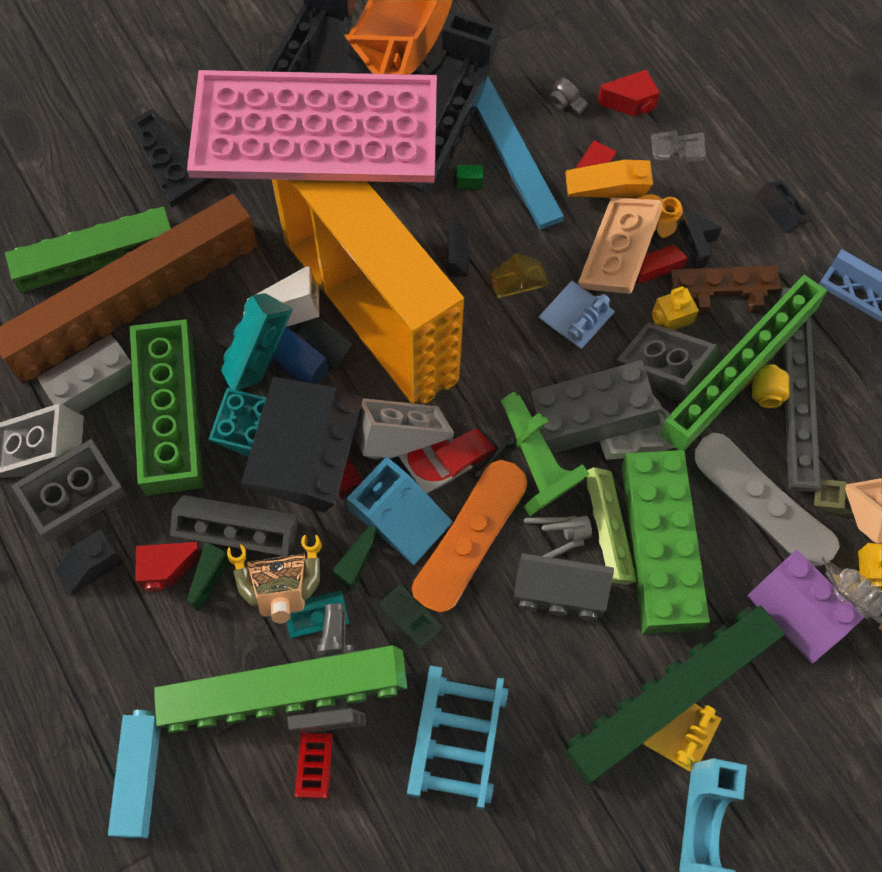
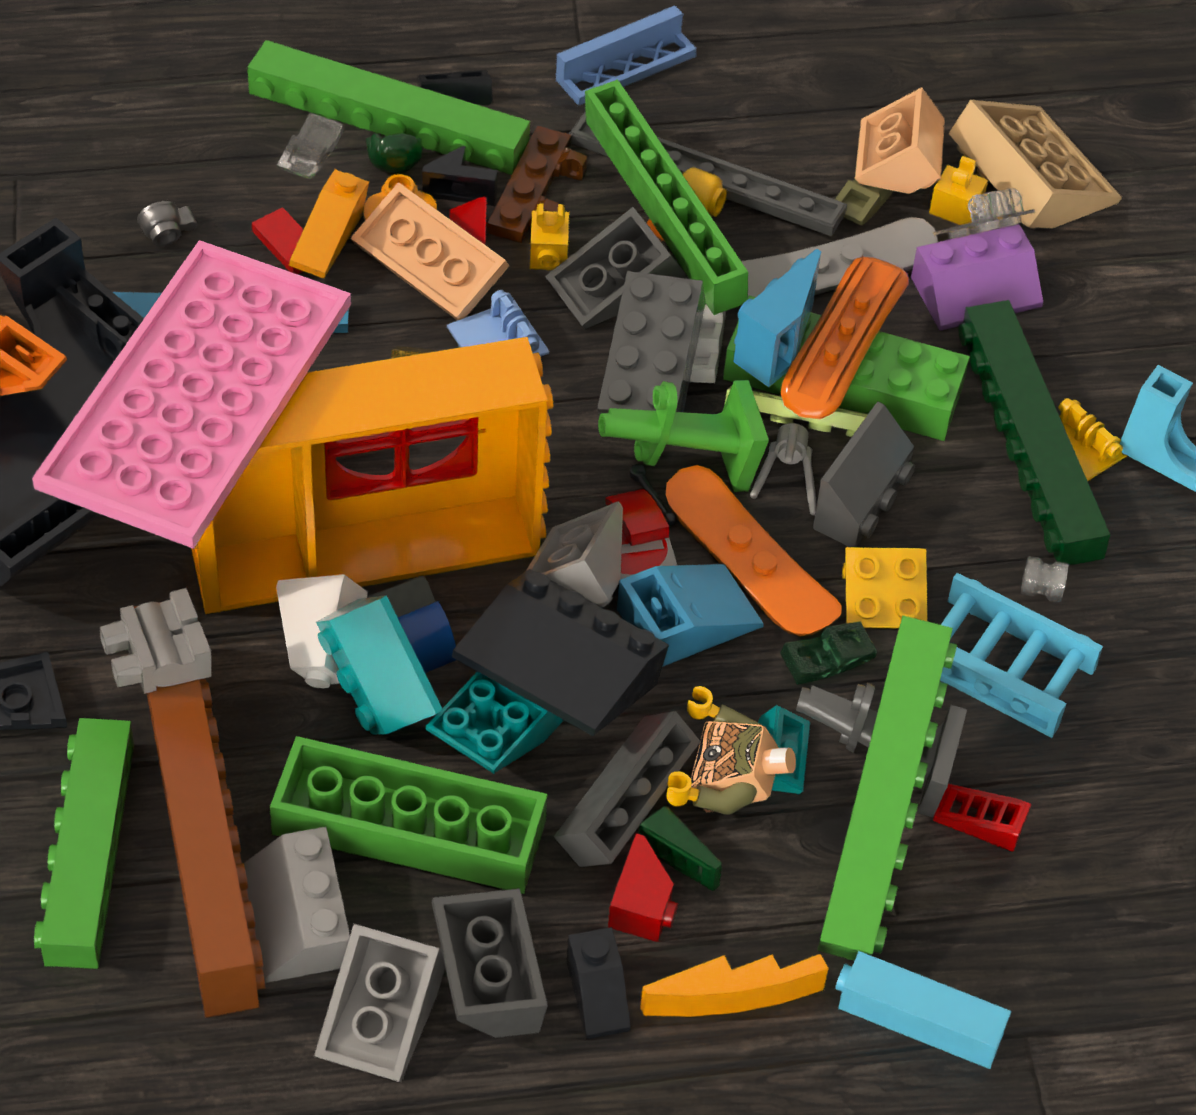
camera: 70 degrees left, 15 degrees down
(108, 638) = (718, 989): none -> light orange slope
(200, 214) = (162, 644): none -> light grey hips
(351, 565) = (734, 680): dark green slope -> none
(479, 635) = (885, 585): none -> yellow hinge
(538, 747) = (1044, 579): none -> clear wheel
(630, 94) = (208, 157): red slope -> none
(651, 474) = (776, 322): none -> dark azure slope
(675, 524) = (842, 337): none -> orange piece
(696, 191) = (394, 152): none -> dark green hair
(736, 175) = (387, 106): none -> bright green brick

